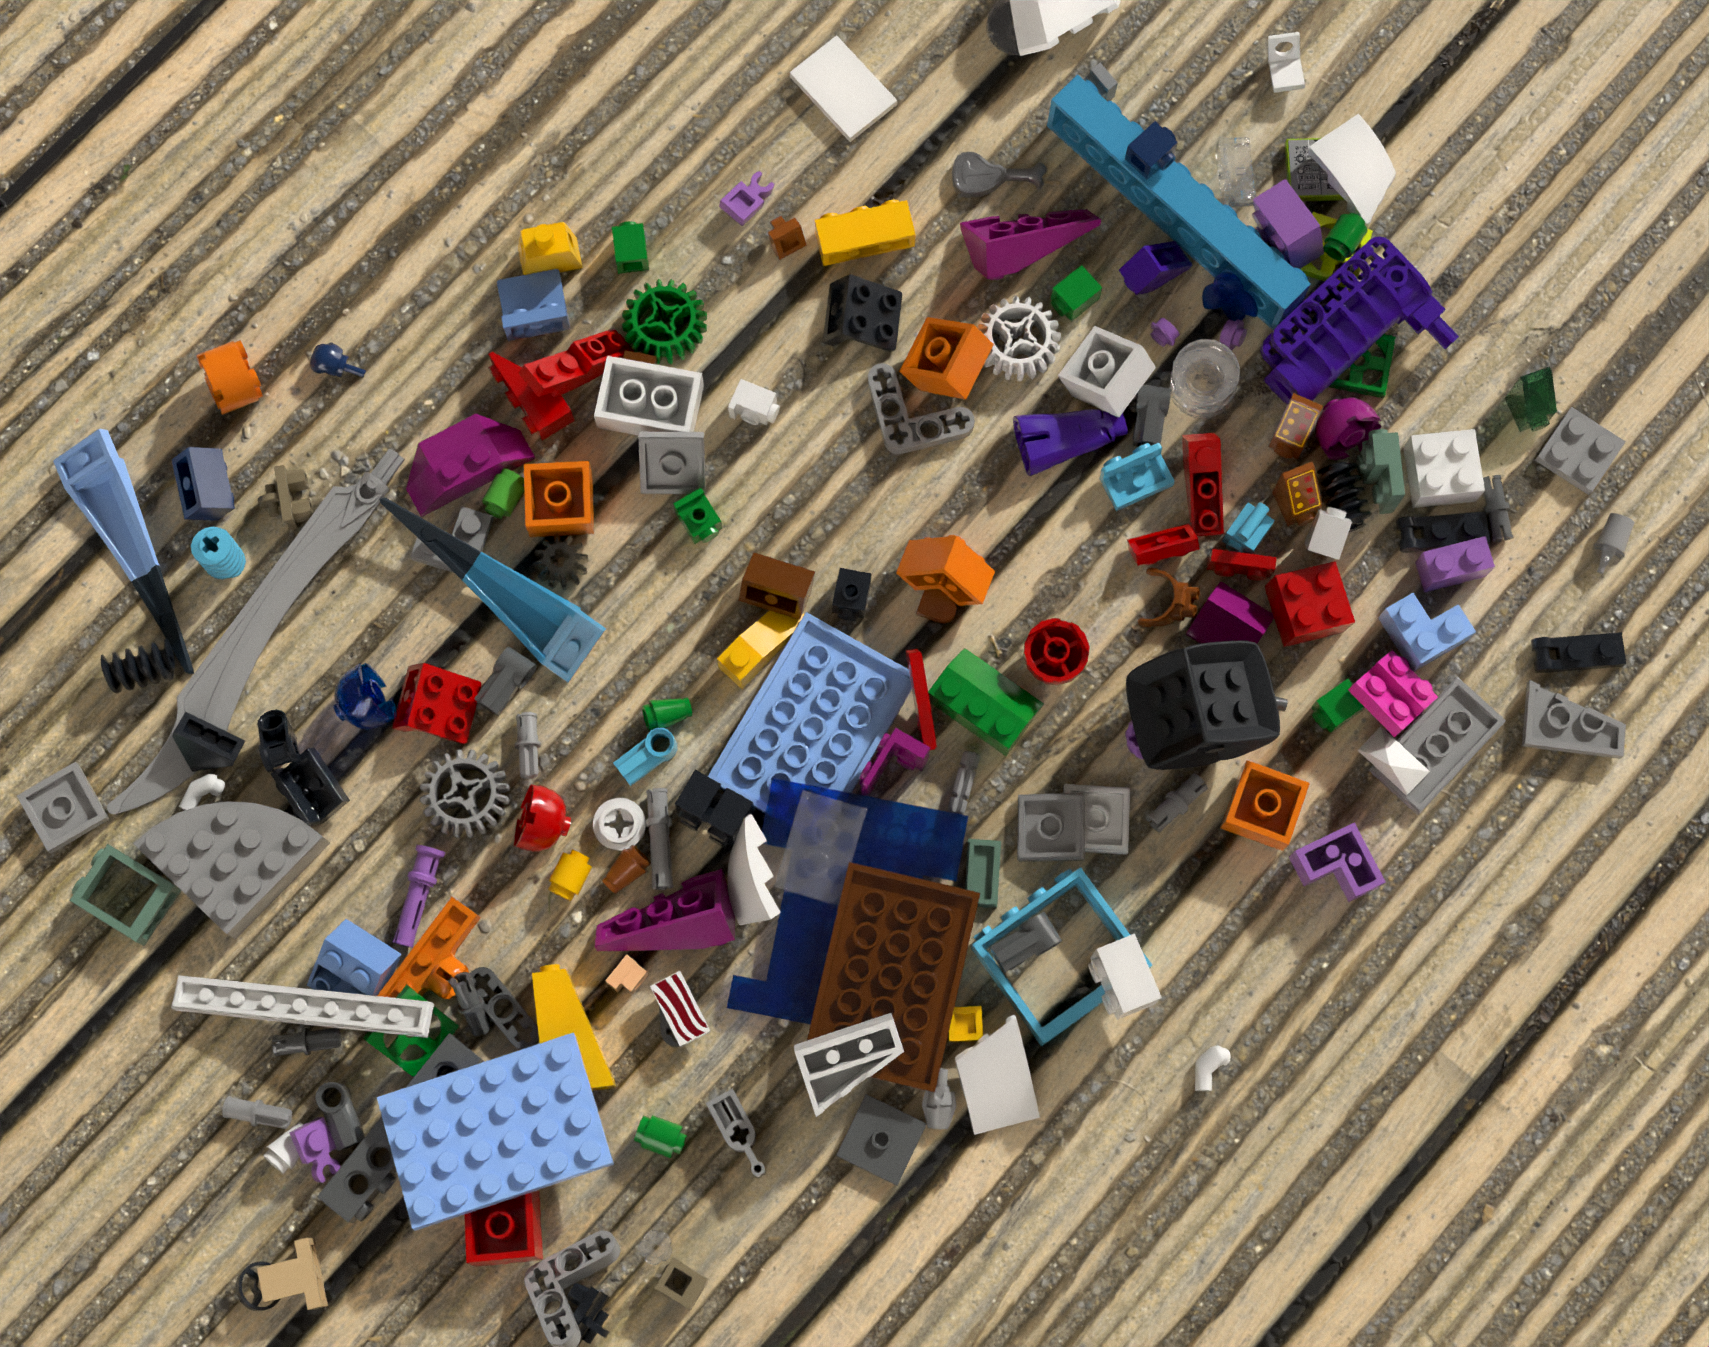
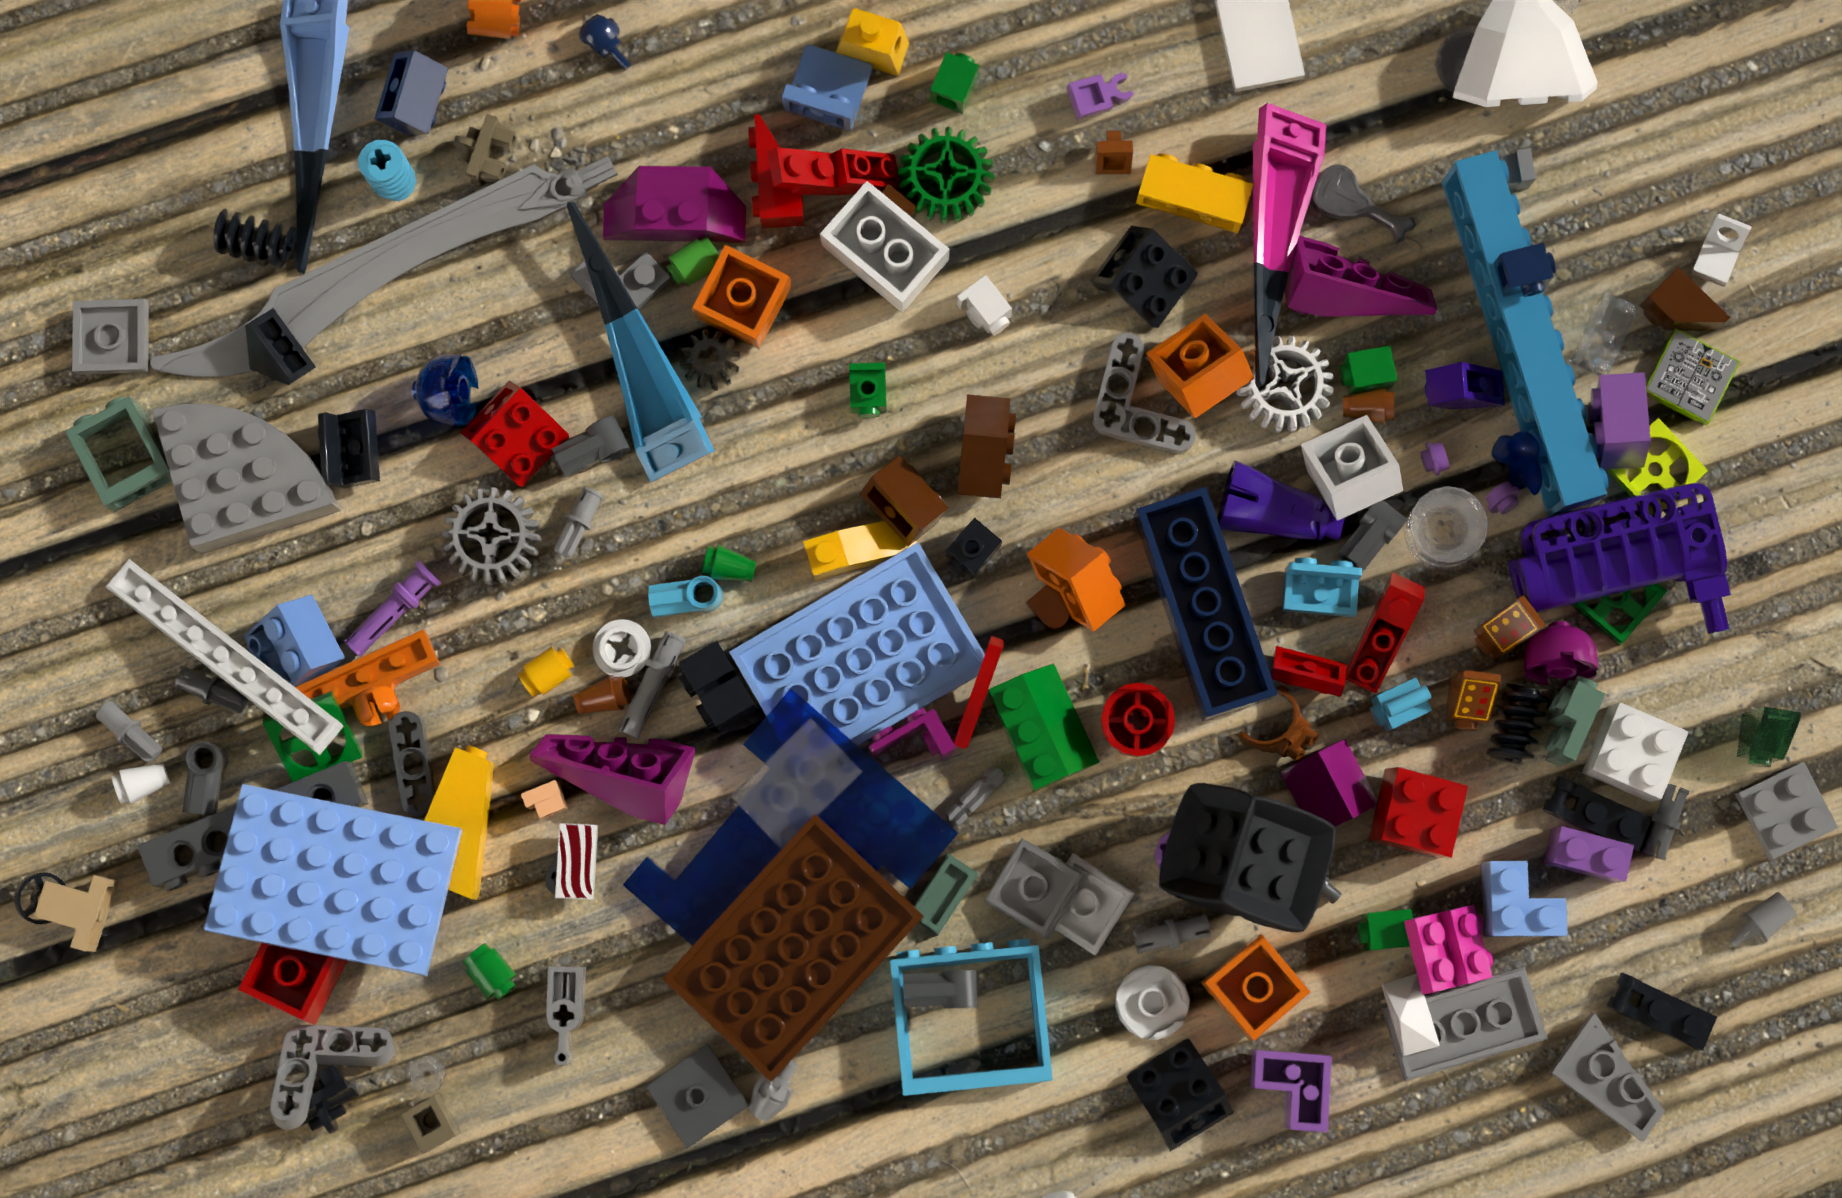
camera: 30 degrees right, 5 degrees up
(199, 788) = (247, 389): white arm -> none
(277, 740) = (341, 385): black piece -> none
(313, 1145) = (163, 793): medium lavender plate -> none
(470, 1003) = (382, 743): dark grey axle -> none
(541, 820) = (548, 603): red cylinder -> none
(671, 462) = (871, 321): light grey tile -> none
(747, 876) = (713, 771): white slope -> none
(817, 509) = (986, 441): none -> reddish brown brick
(846, 1058) = (701, 1002): white wedge -> none
(926, 181) = (1284, 175): none -> dark pink plate
(966, 1024) = (841, 1032): yellow plate -> none
(997, 1080) = (839, 1104): white slope -> none
(1055, 536) = (1204, 604): none -> dark blue brick
(1096, 314) = (1375, 404): none -> dark orange cone
(1124, 977) = (1014, 1080): white brick -> none
(1192, 864) = (1152, 1002): none -> white tile
(1229, 562) = (1386, 744): red plate -> none
(1255, 921) = (1180, 1094): none -> black bracket
(1282, 119) = (1682, 306): none -> reddish brown slope
(1328, 533) = (1476, 755): white slope -> none
(1345, 236) = (1674, 462): green brick -> none
(1355, 166) = (1728, 396): white slope -> none

